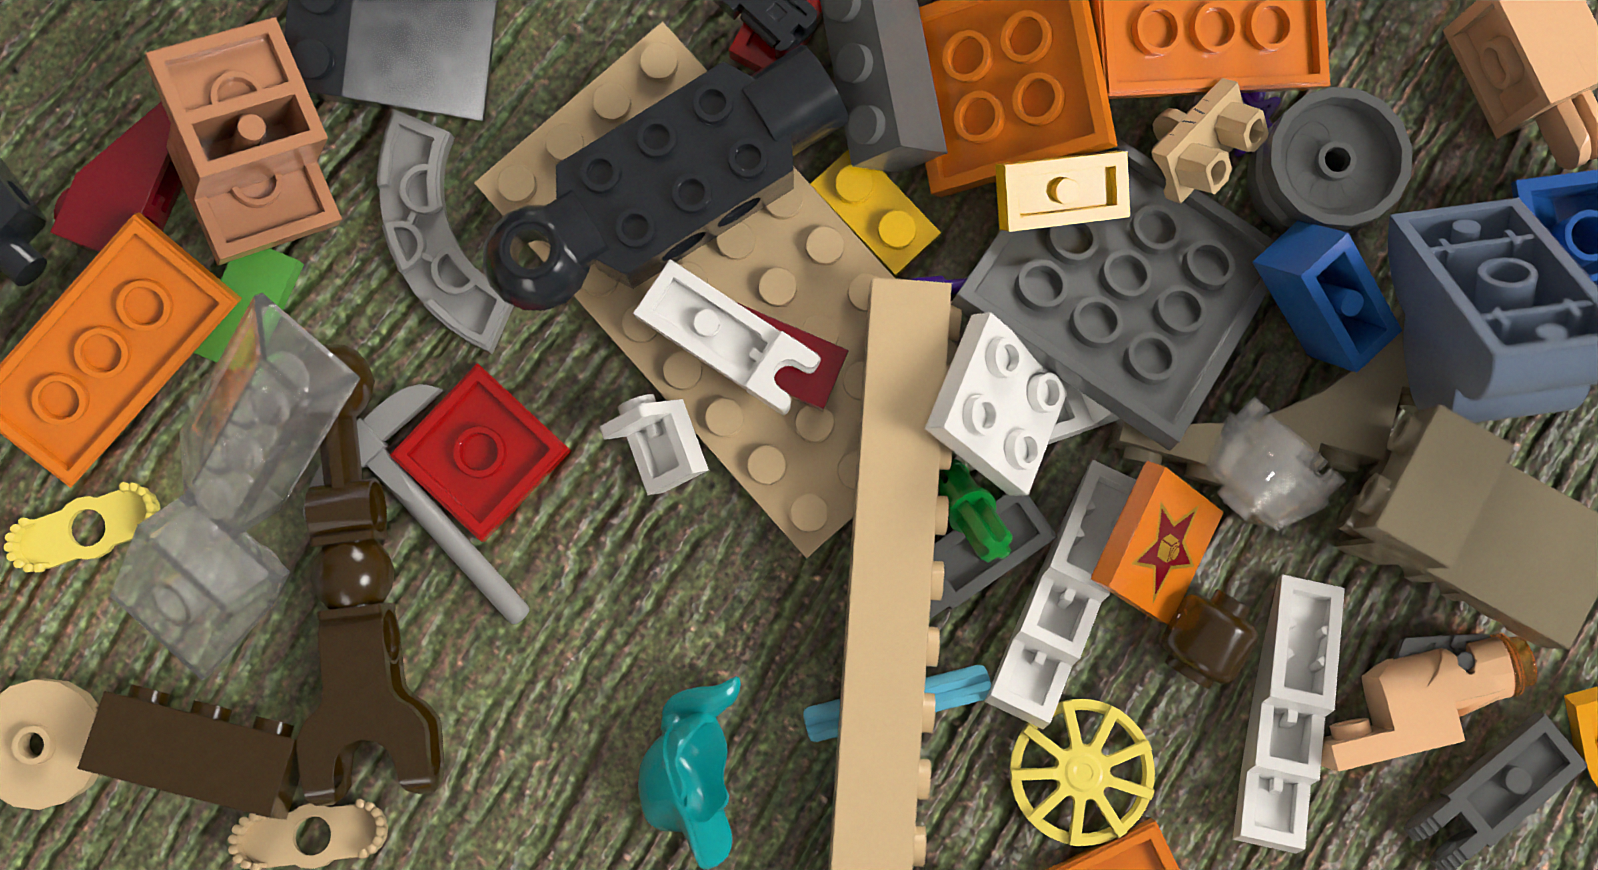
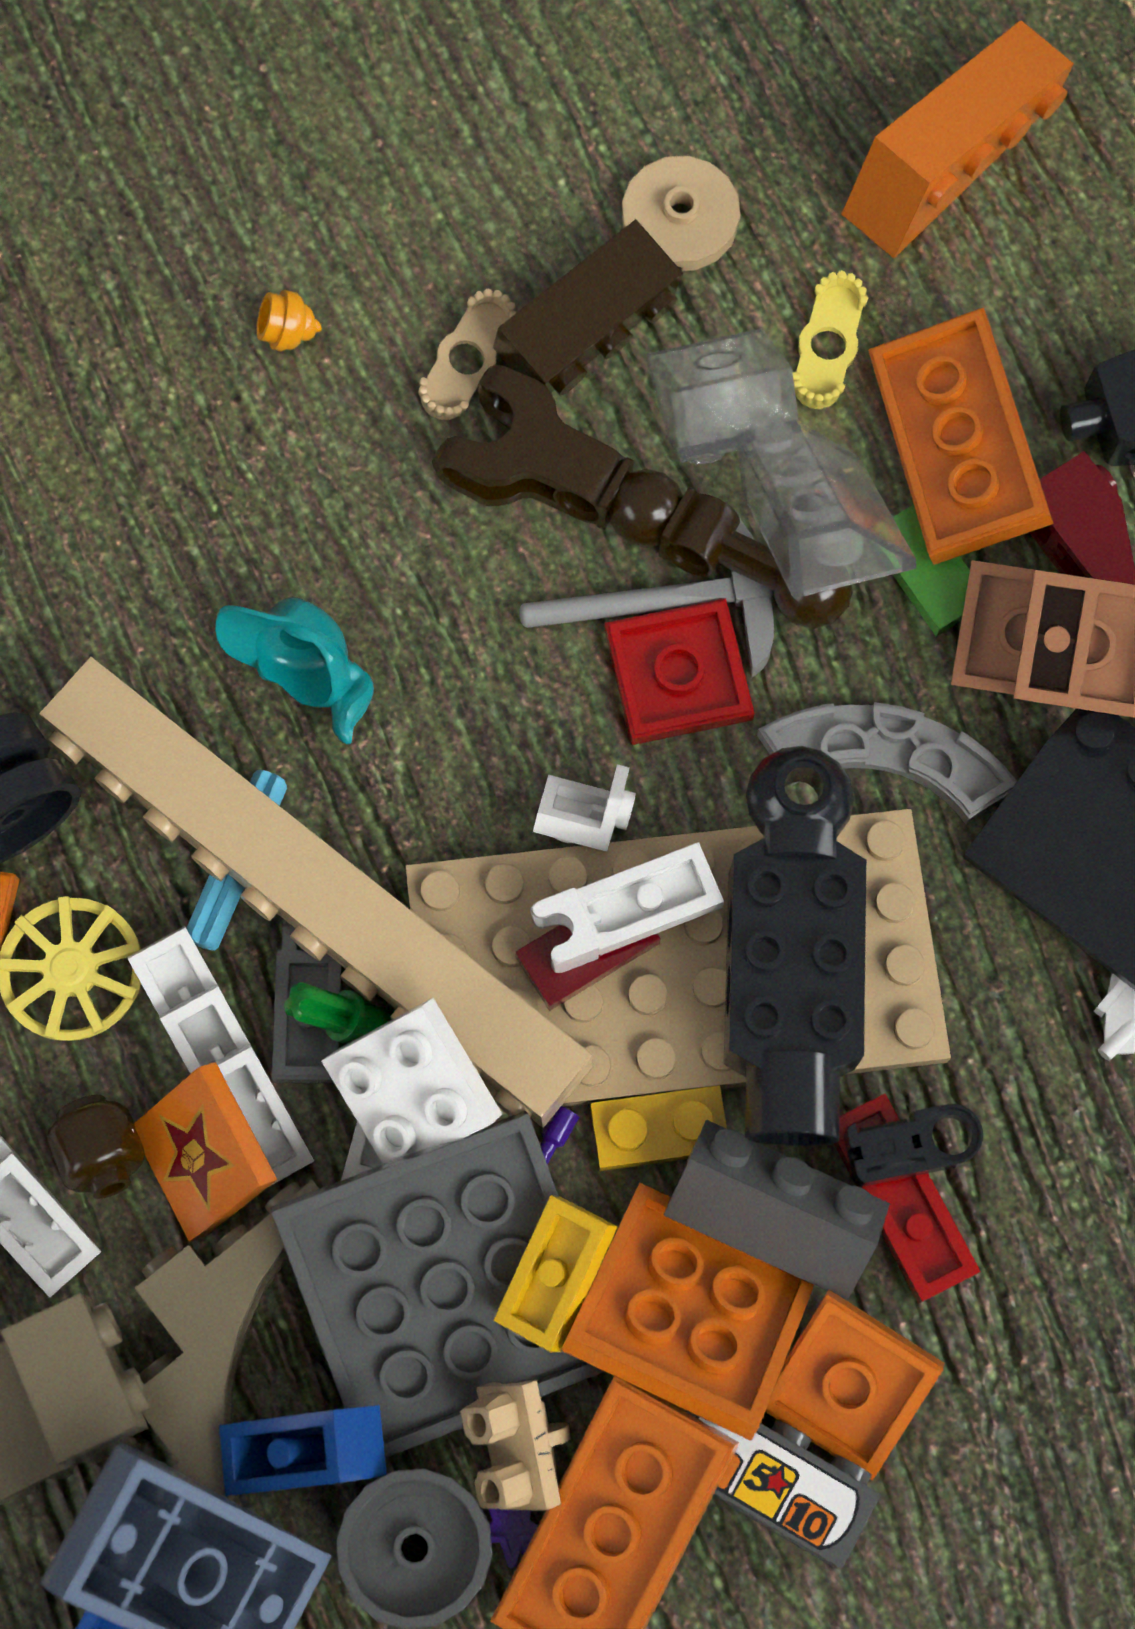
camera: 125 degrees right, 10 degrees down
(1269, 469) = (192, 1272): clear cone -> none

